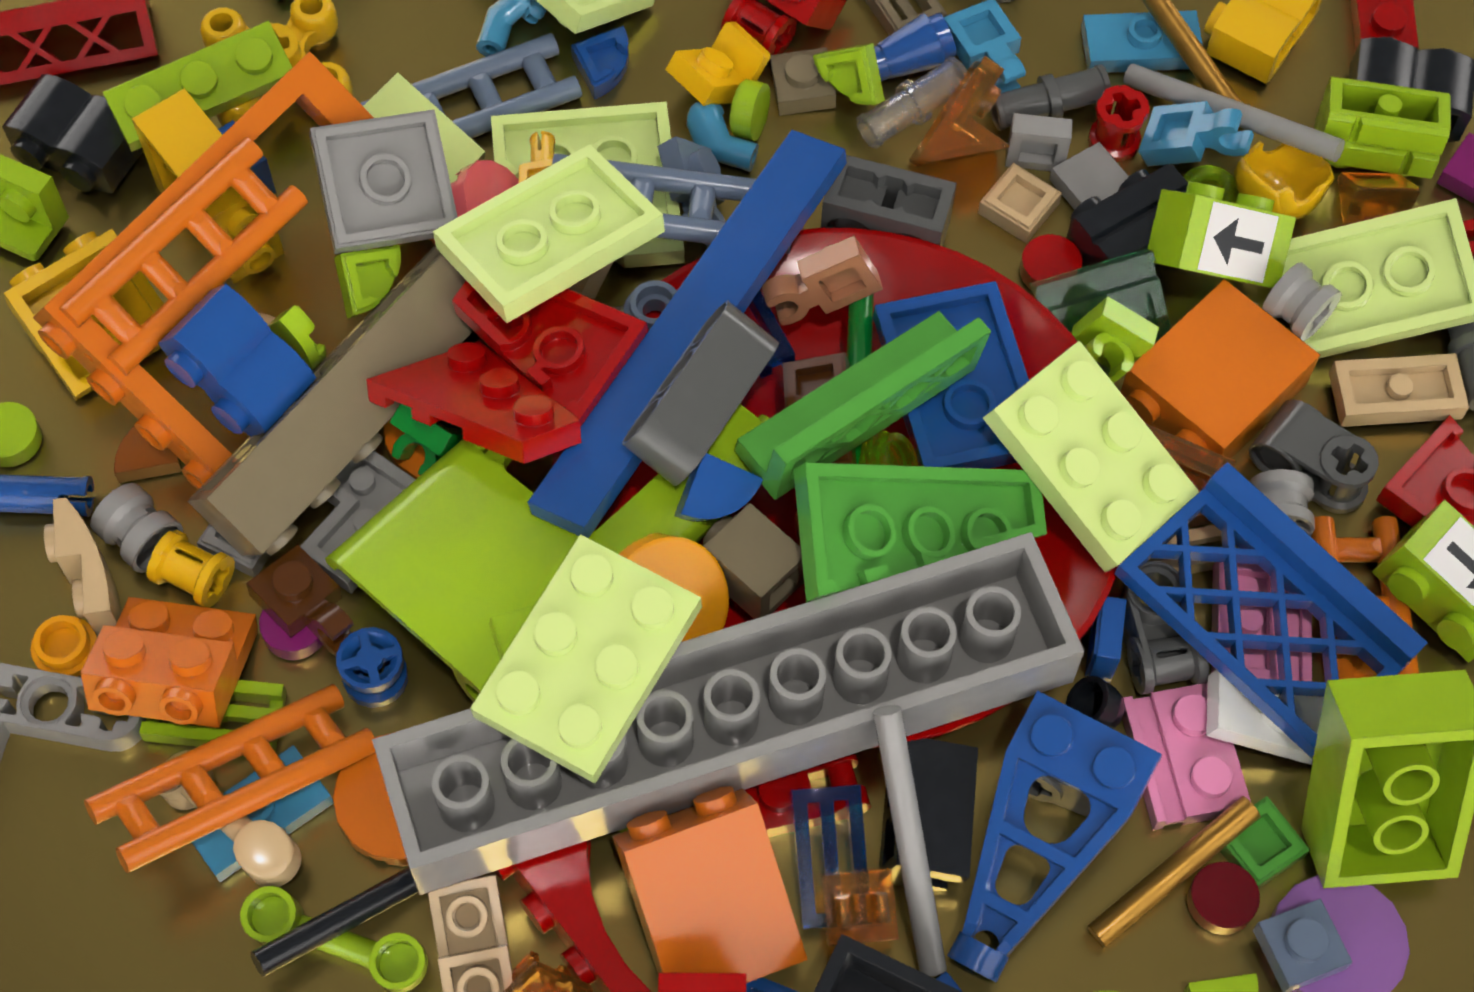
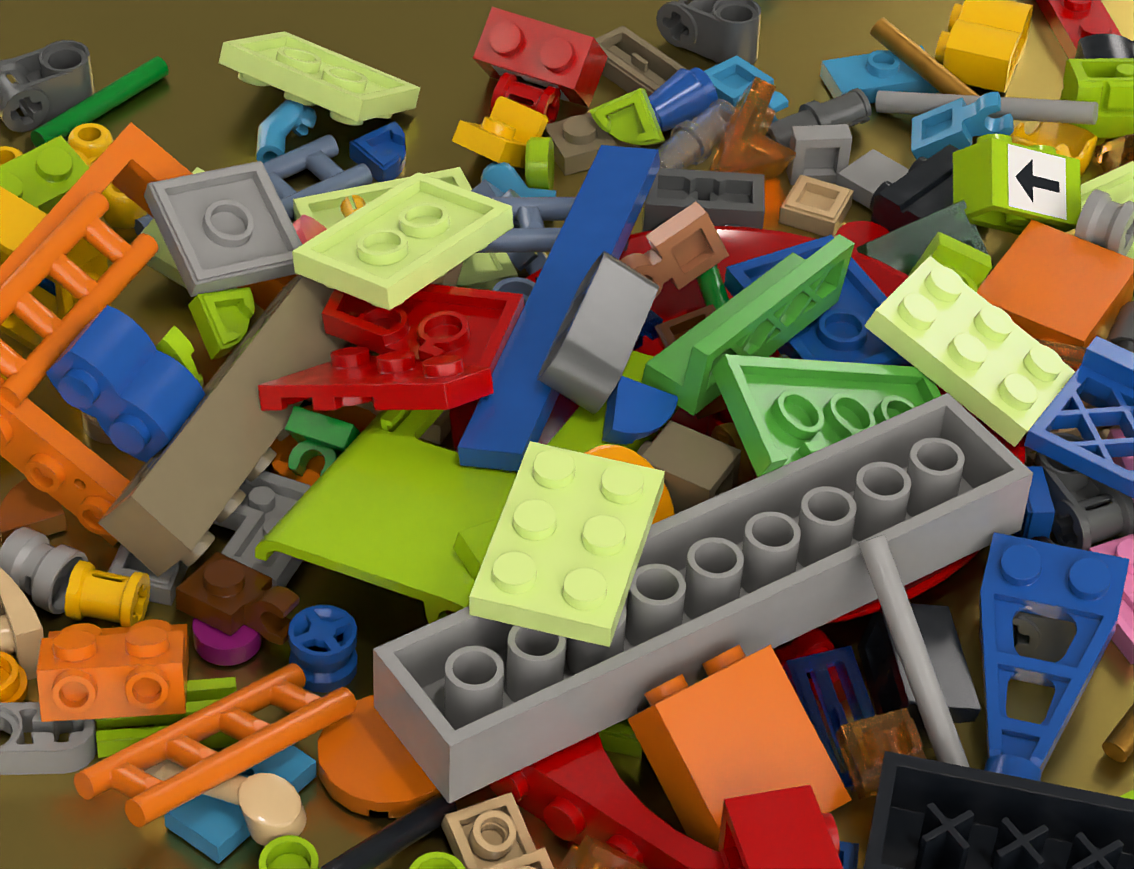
camera: 15 degrees left, 20 degrees down
(1128, 117) = (887, 126): red bush -> none

